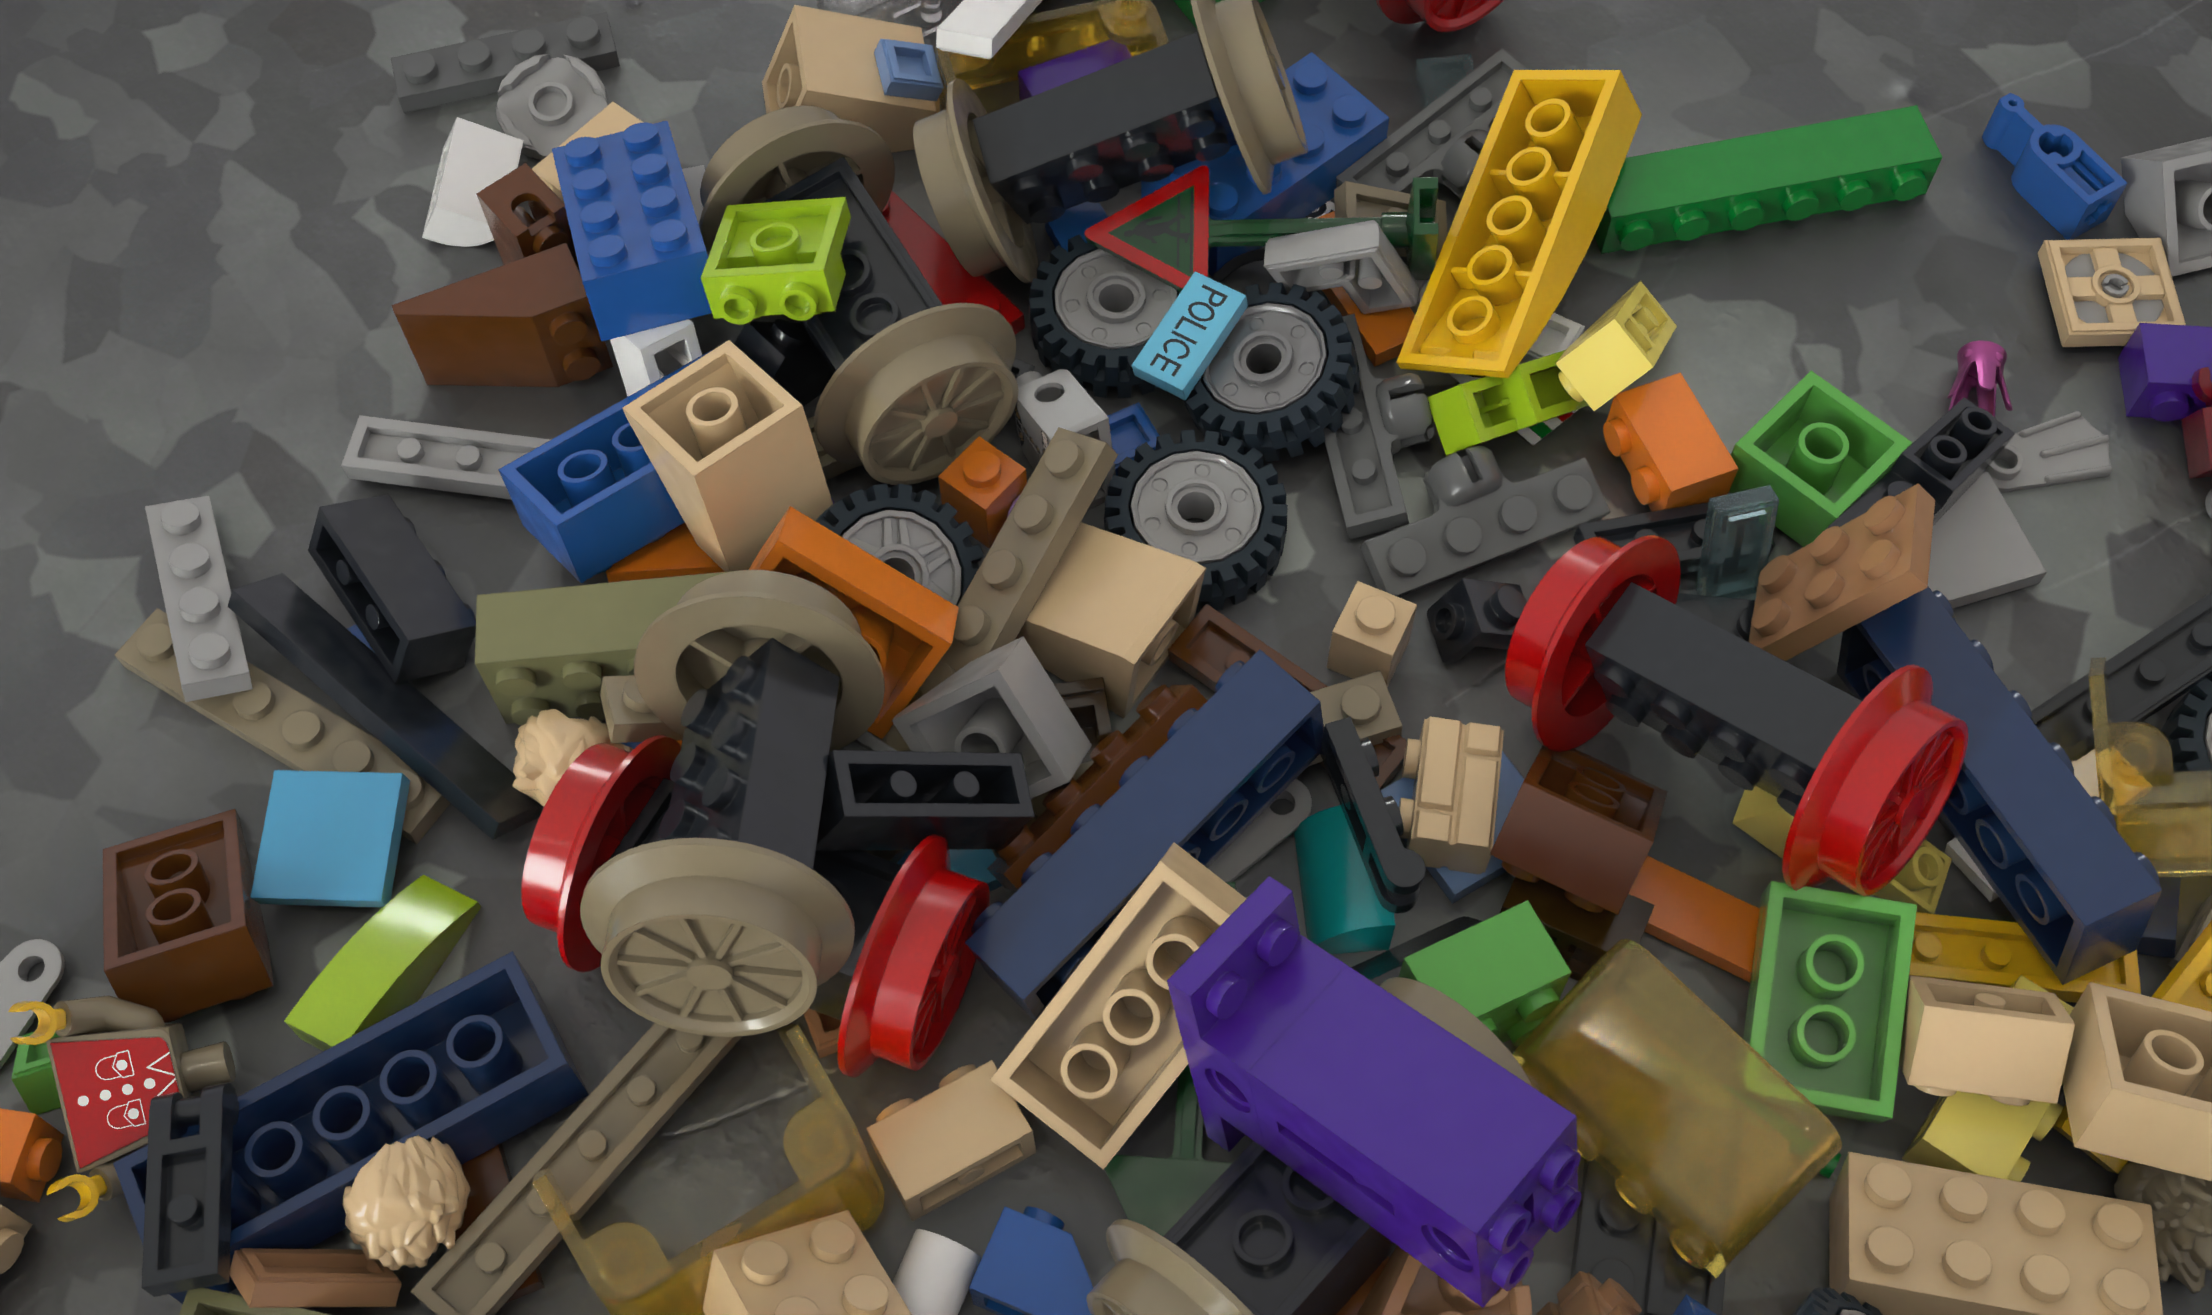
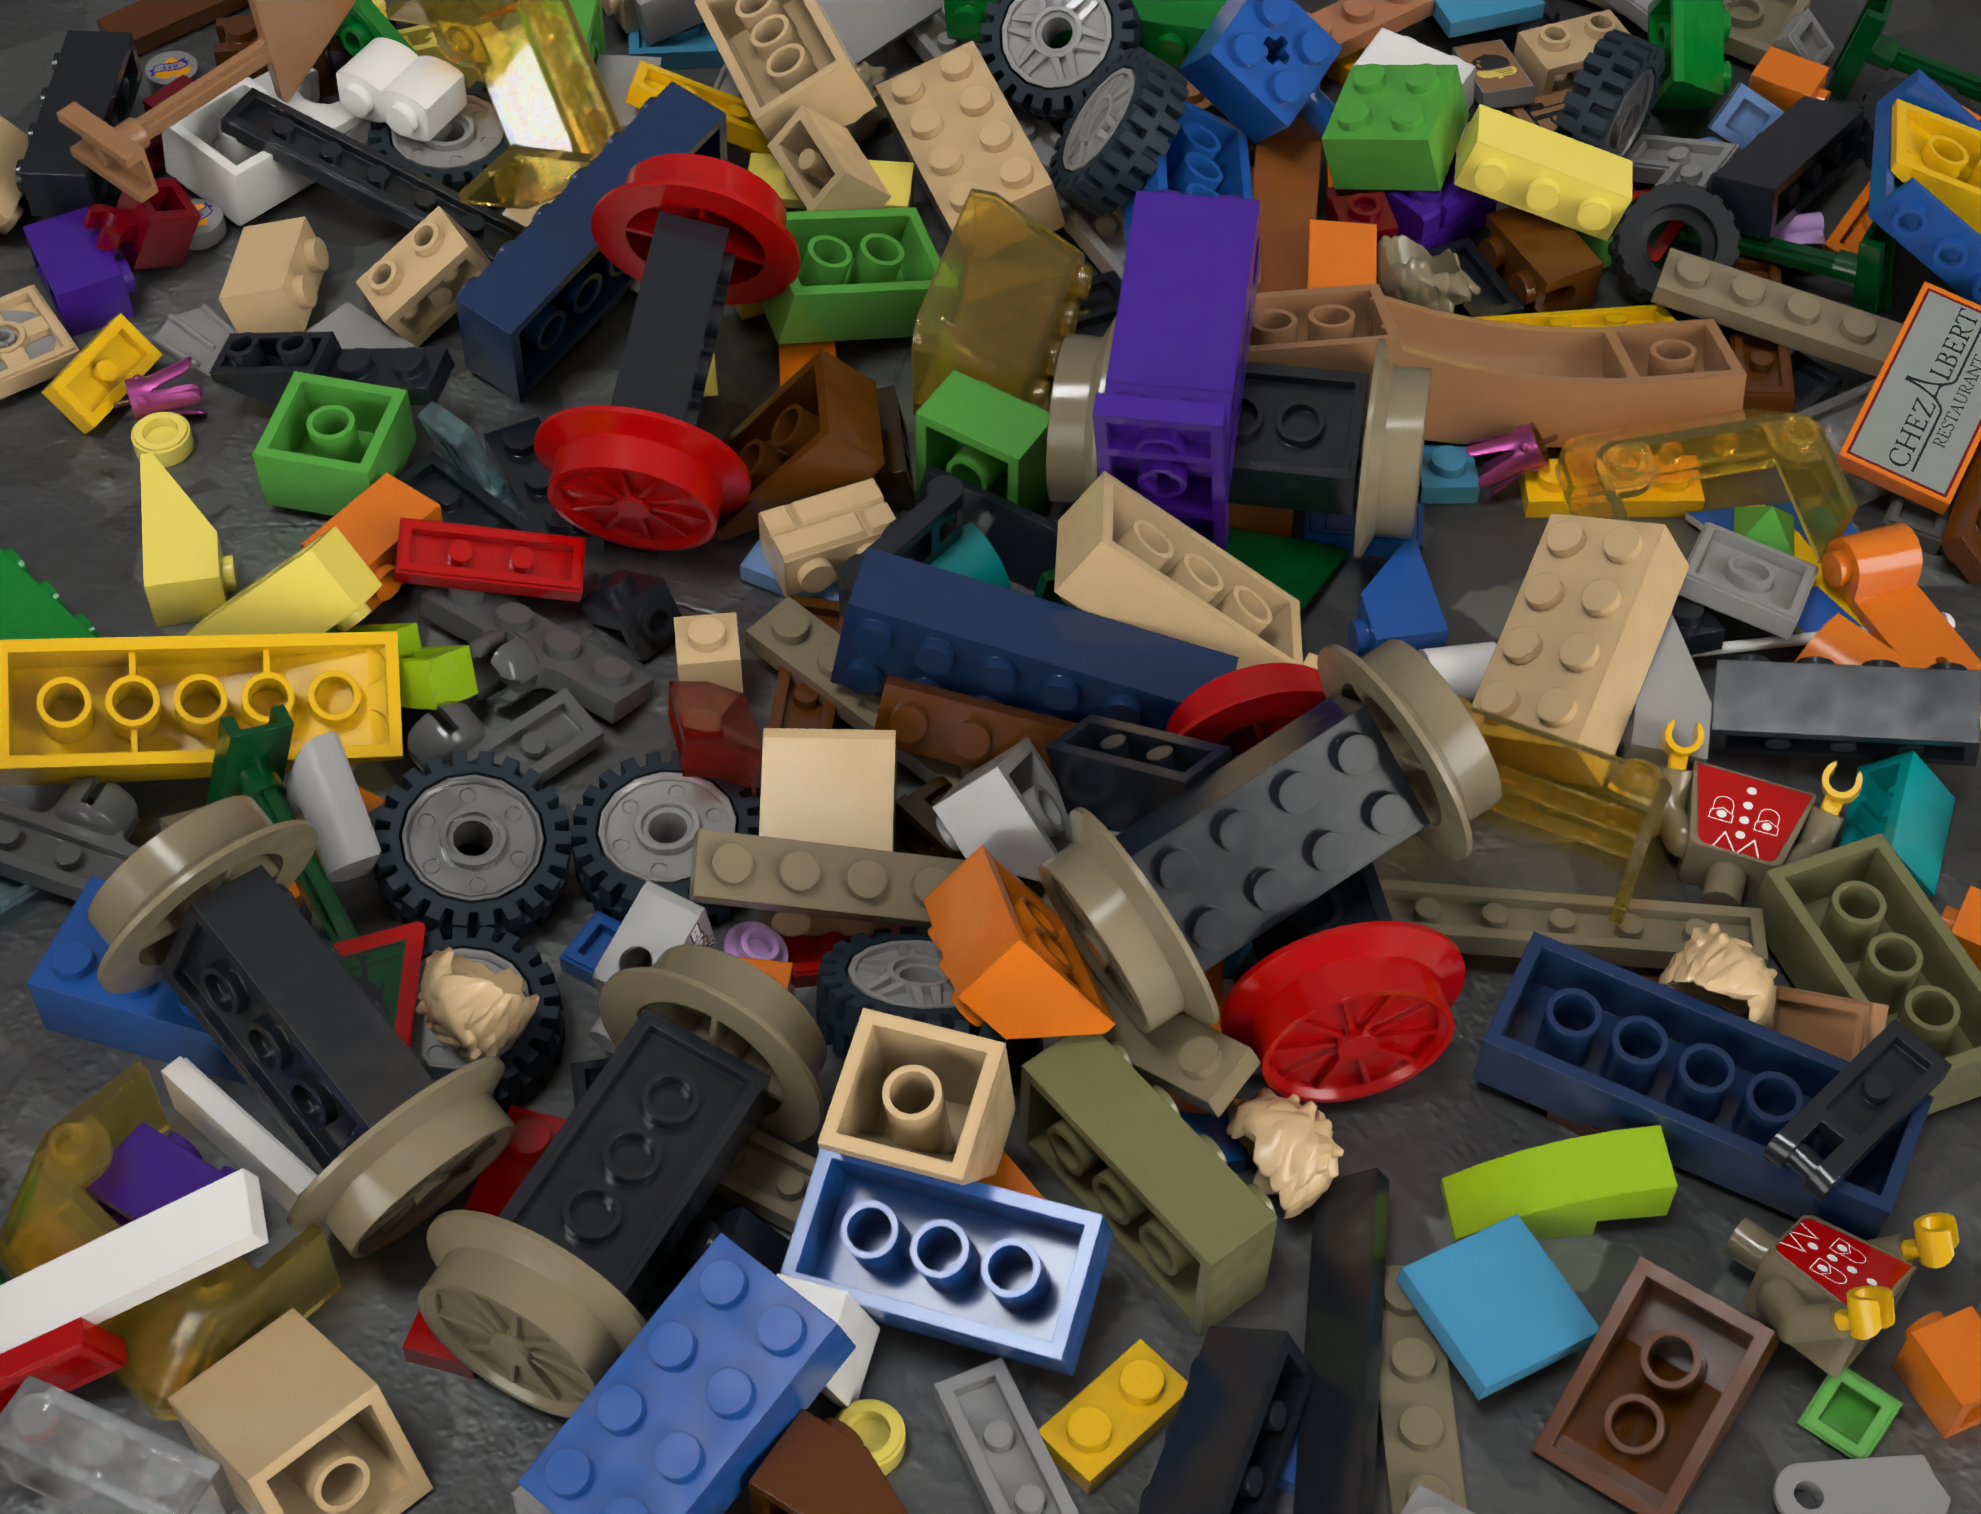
camera: 125 degrees left, 10 degrees down
(489, 548) = (1113, 1416): none -> yellow plate
(596, 395) = (879, 1429): none -> light yellow tile
(777, 260) = (669, 1189): lime plate -> none
(908, 70) = (259, 1345): medium blue tile -> none
(1090, 275) = (472, 1004): none -> tan hair
(1190, 335) = (482, 903): medium azure tile -> none
(1272, 575) = (713, 731): none -> clear red piece
(1589, 496) = (490, 559): none -> red tile
(1757, 319) = (181, 552): none -> light yellow slope
(1844, 575) = (488, 342): medium nougat plate -> none
(1924, 370) = (165, 436): none -> light yellow tile
(2029, 626) = (422, 276): none -> tan brick
(2035, 346) = (97, 375): none -> yellow plate
(2098, 511) = (274, 277): none -> tan brick

